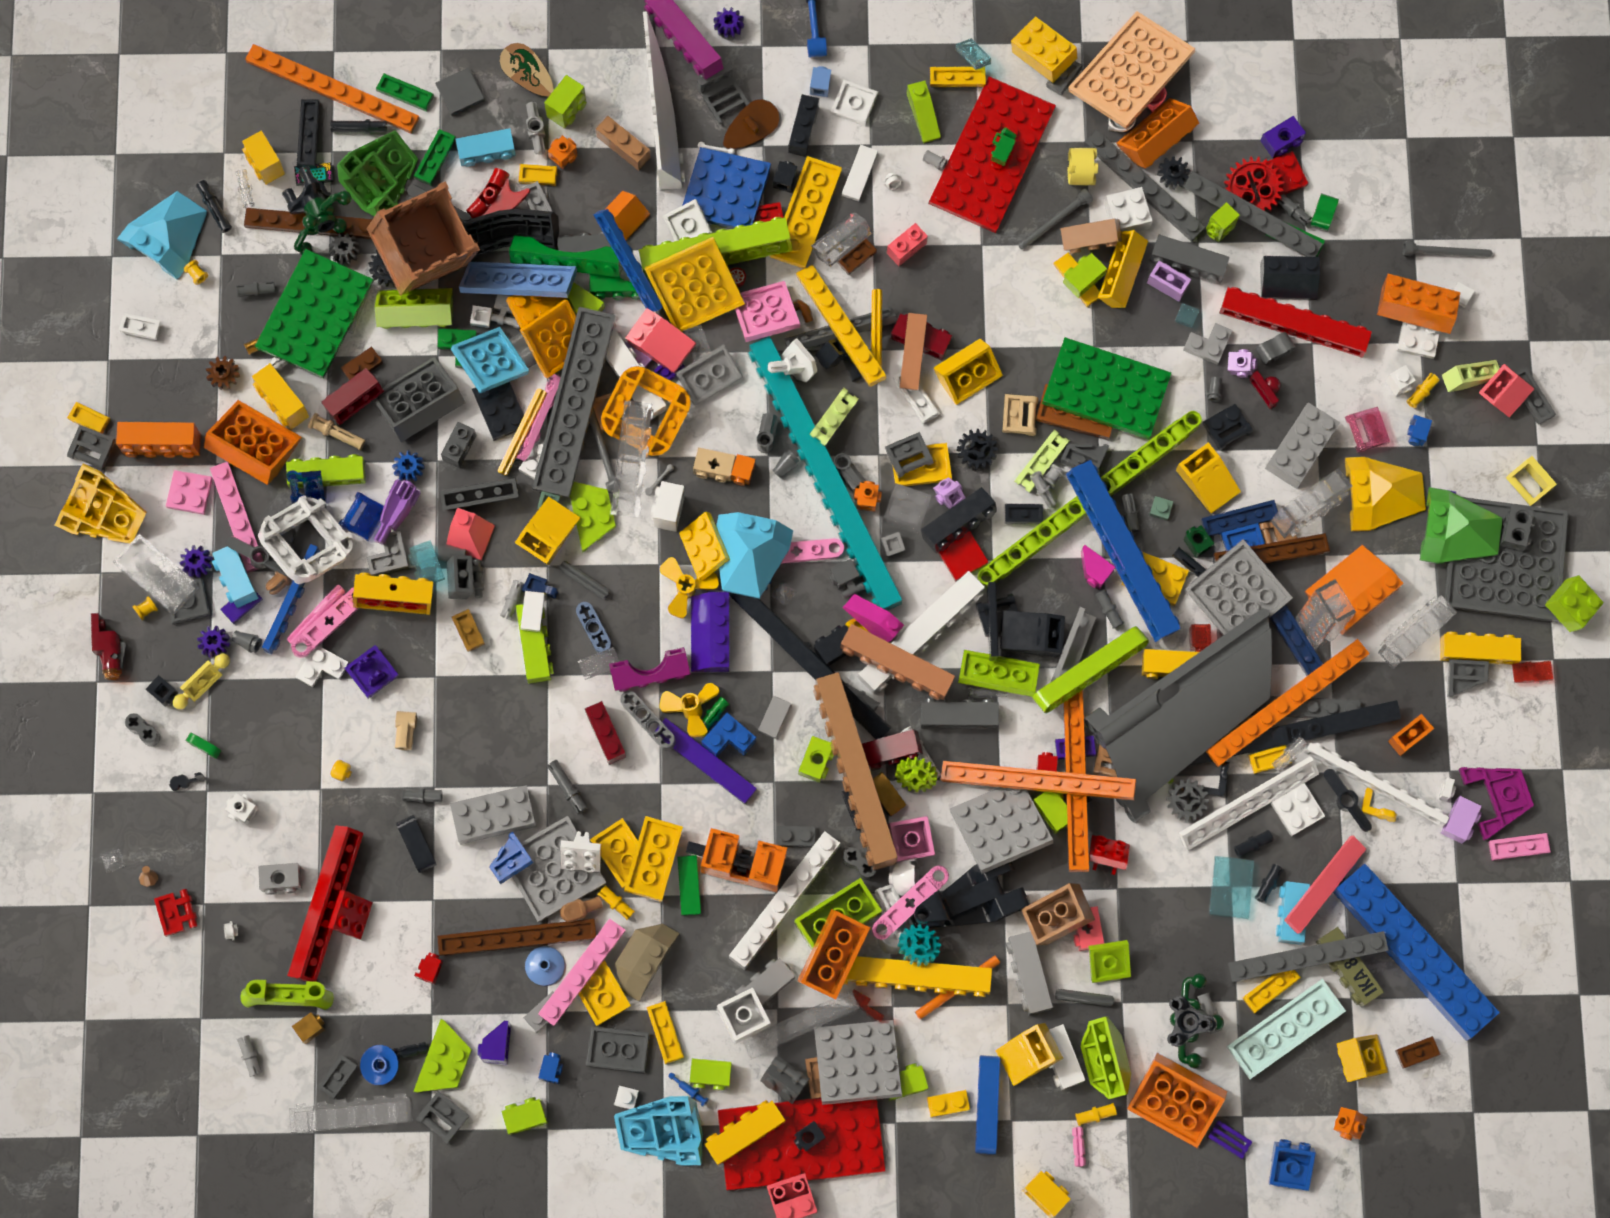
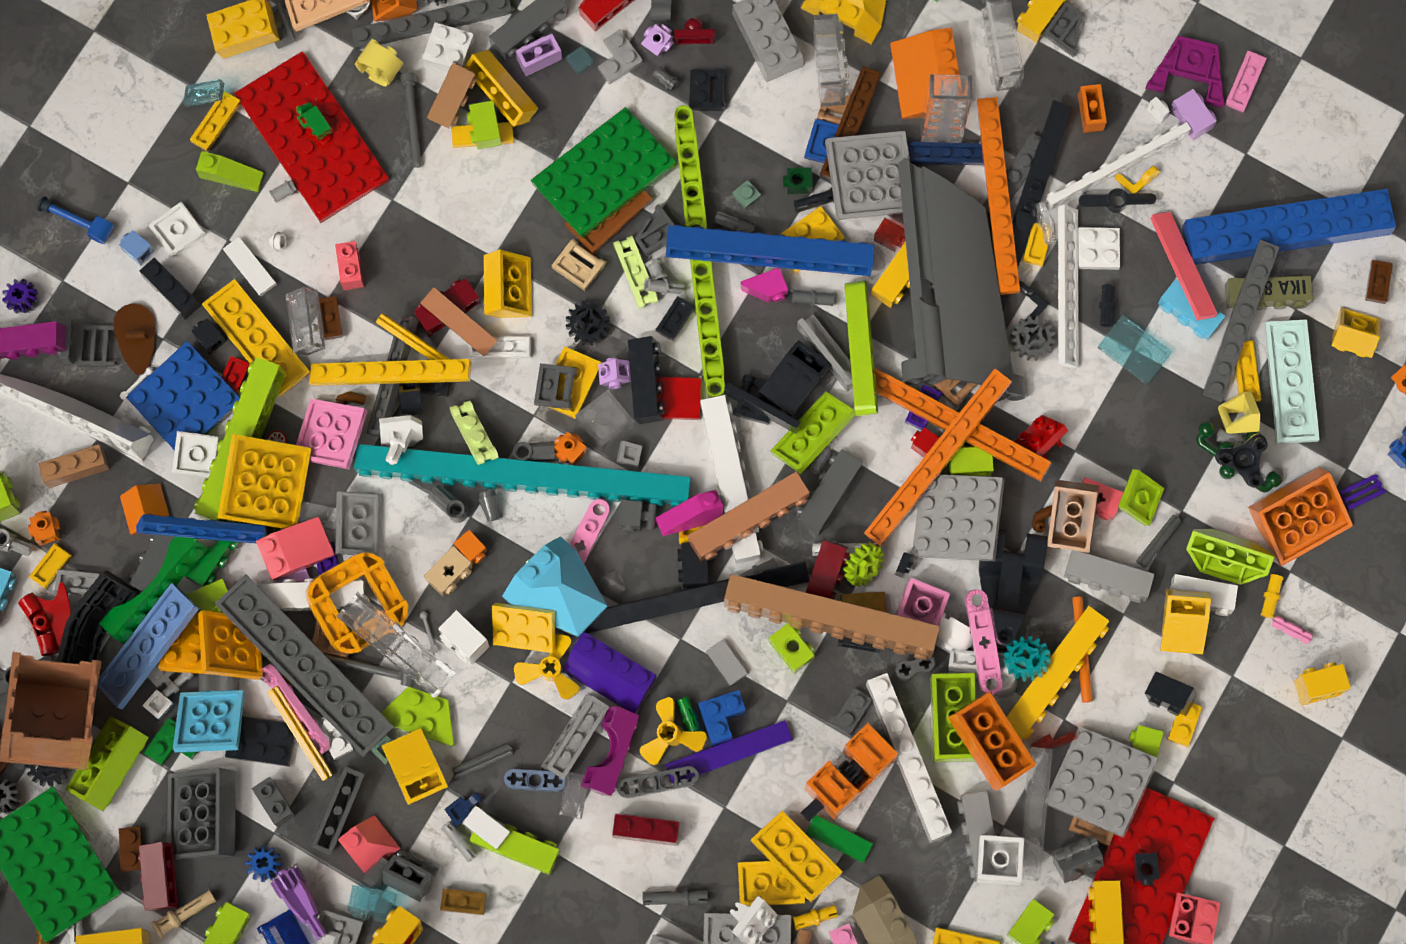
camera: 55 degrees left, 0 degrees up
(644, 637) = (575, 736): none -> light grey fence
(937, 807) = (904, 565): none -> black plate
(963, 1077) = (1170, 694): none -> black piece
(987, 1104) = (1208, 688): blue beam -> none
(1040, 892) = (1039, 518): none -> reddish brown arm
(1208, 478) = (746, 135): yellow slope -> none
(1225, 1010) = (1241, 403): none -> light yellow tile
(1239, 518) = (800, 131): dark blue plate -> none
(1269, 883) = (1151, 314): black pin -> none

